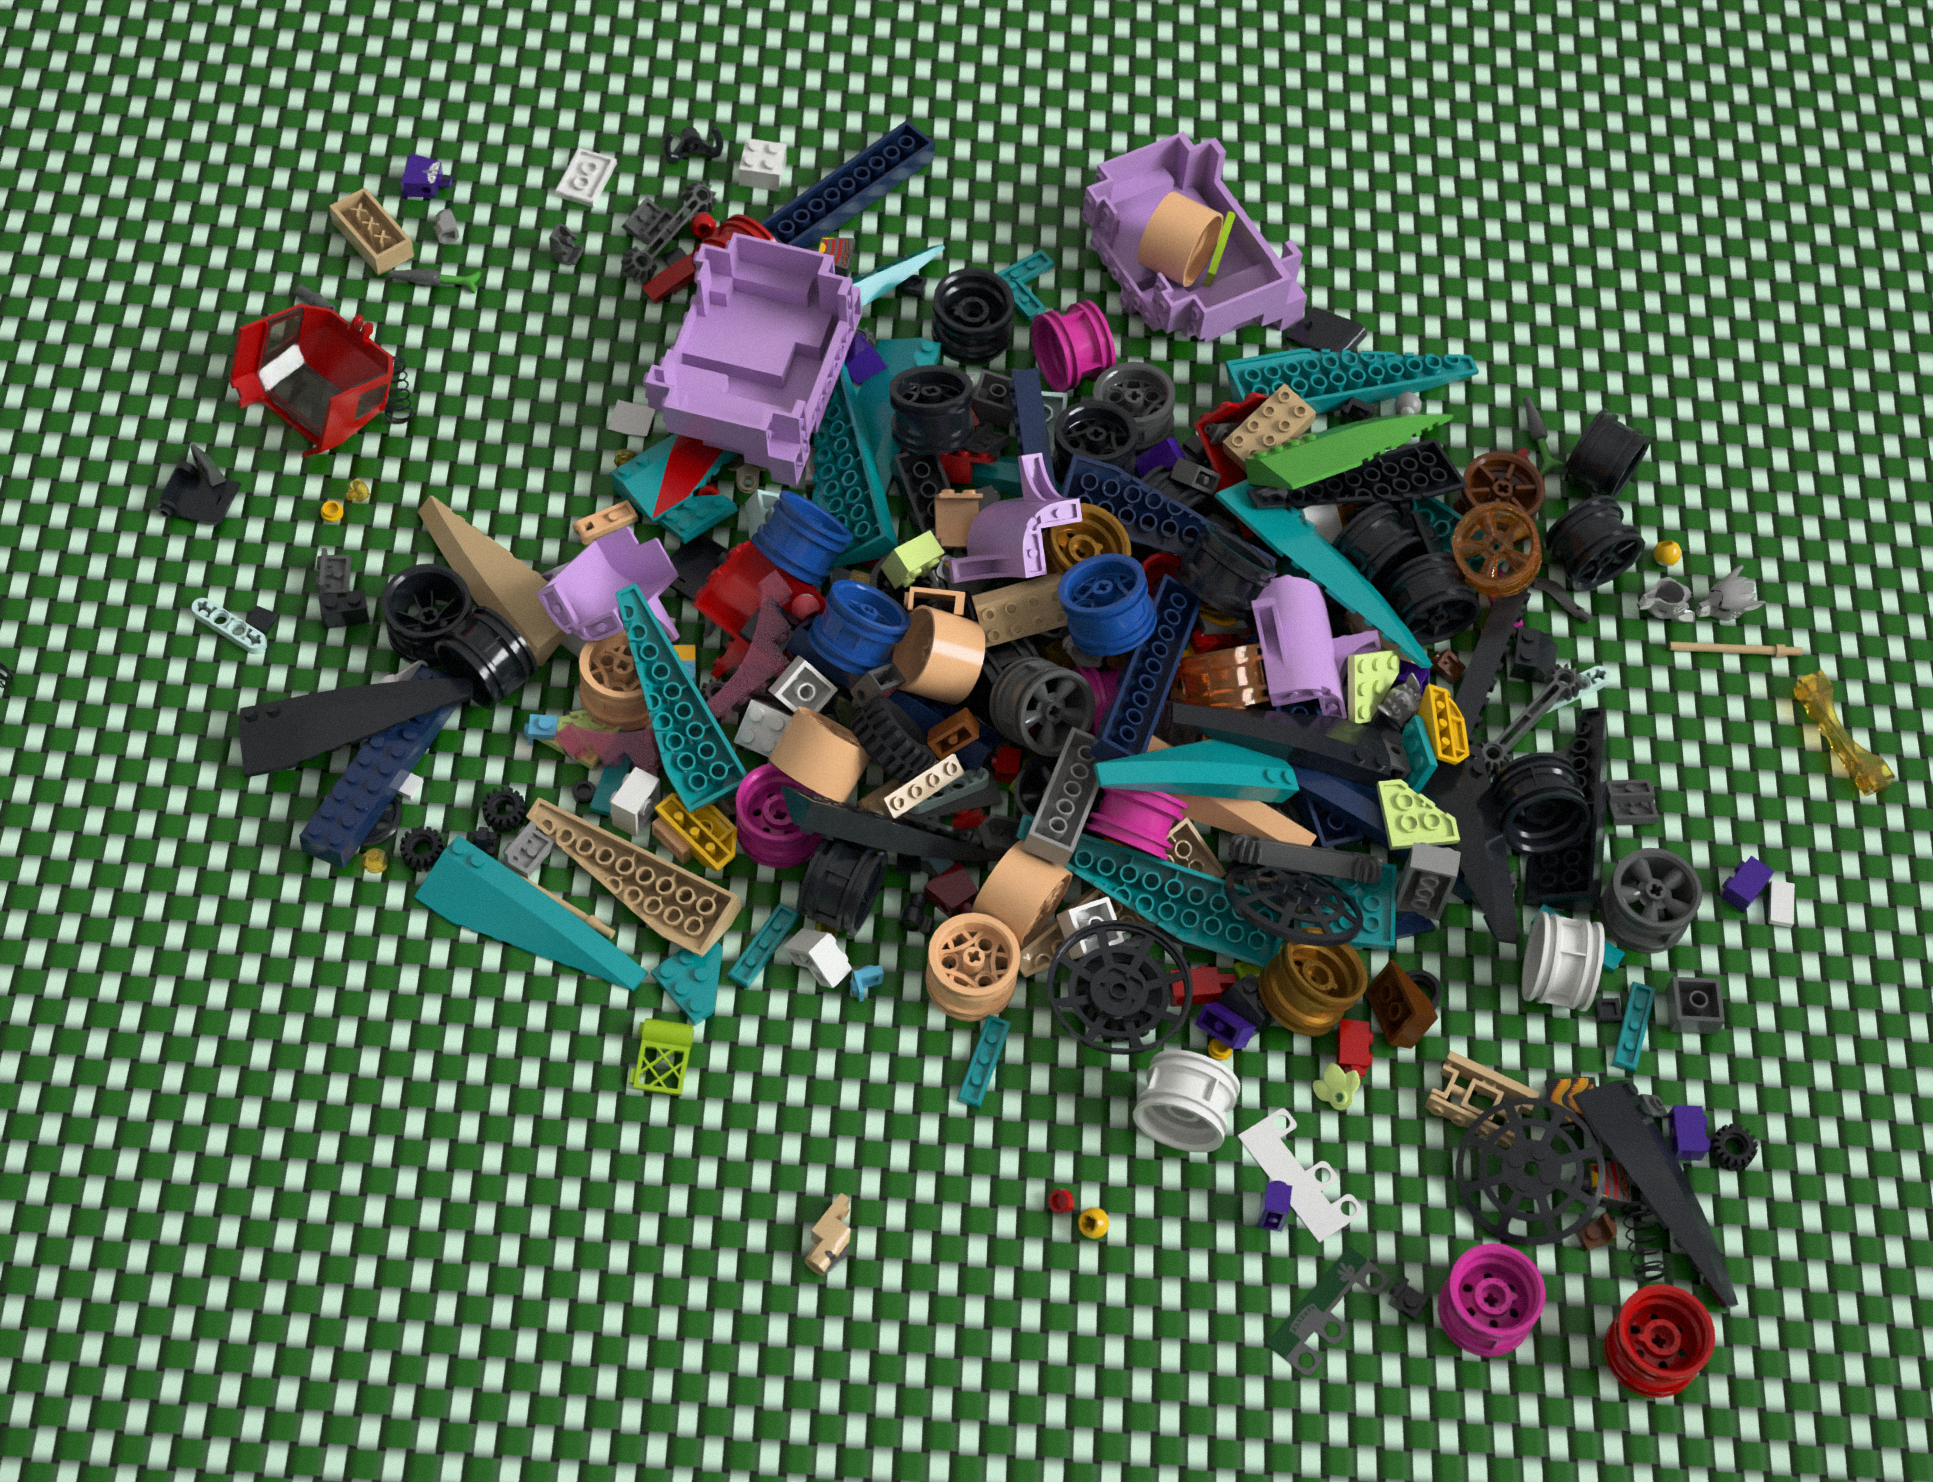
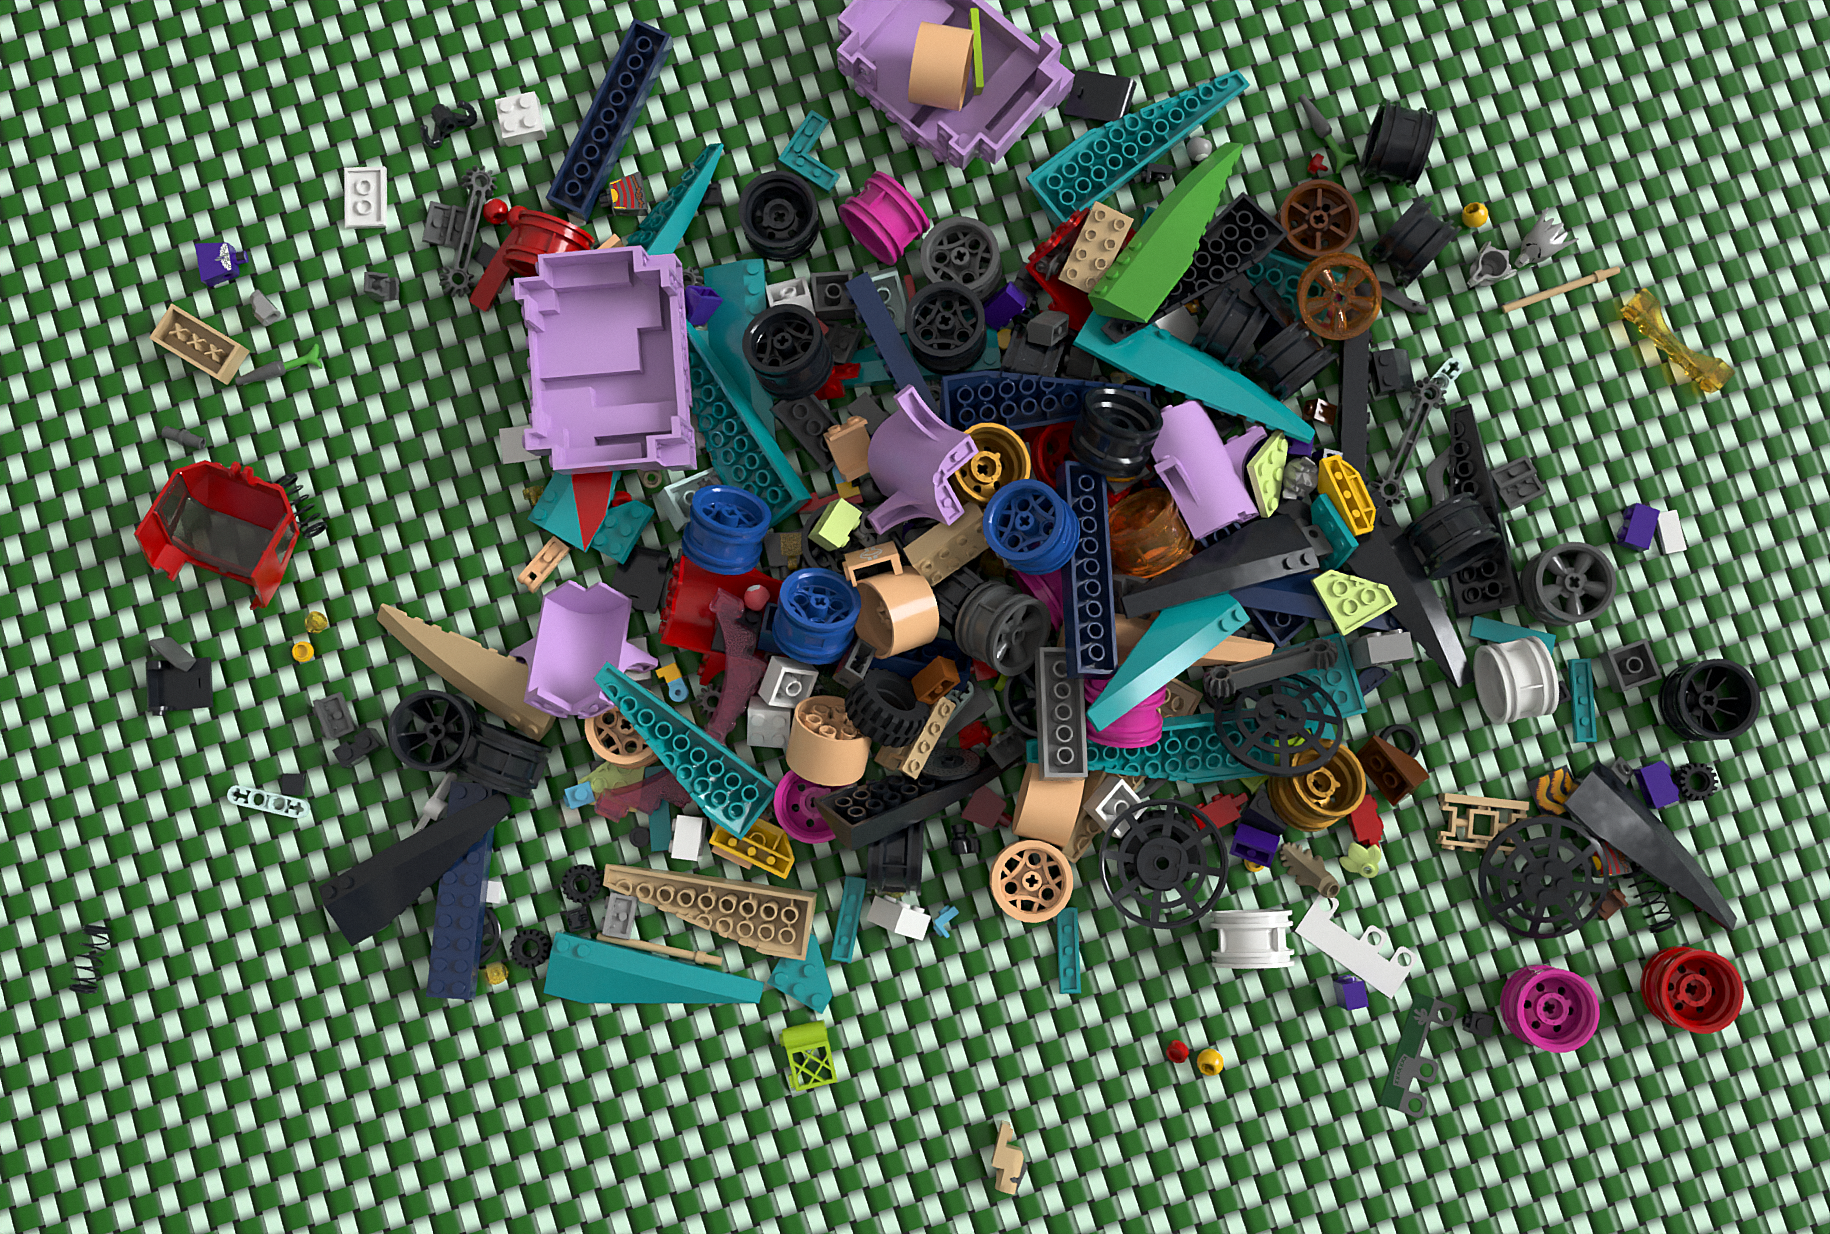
camera: 15 degrees left, 25 degrees up
(1274, 1077) = (1308, 870): none -> dark tan plant
(1752, 1084) = (1741, 706): none -> black wheel

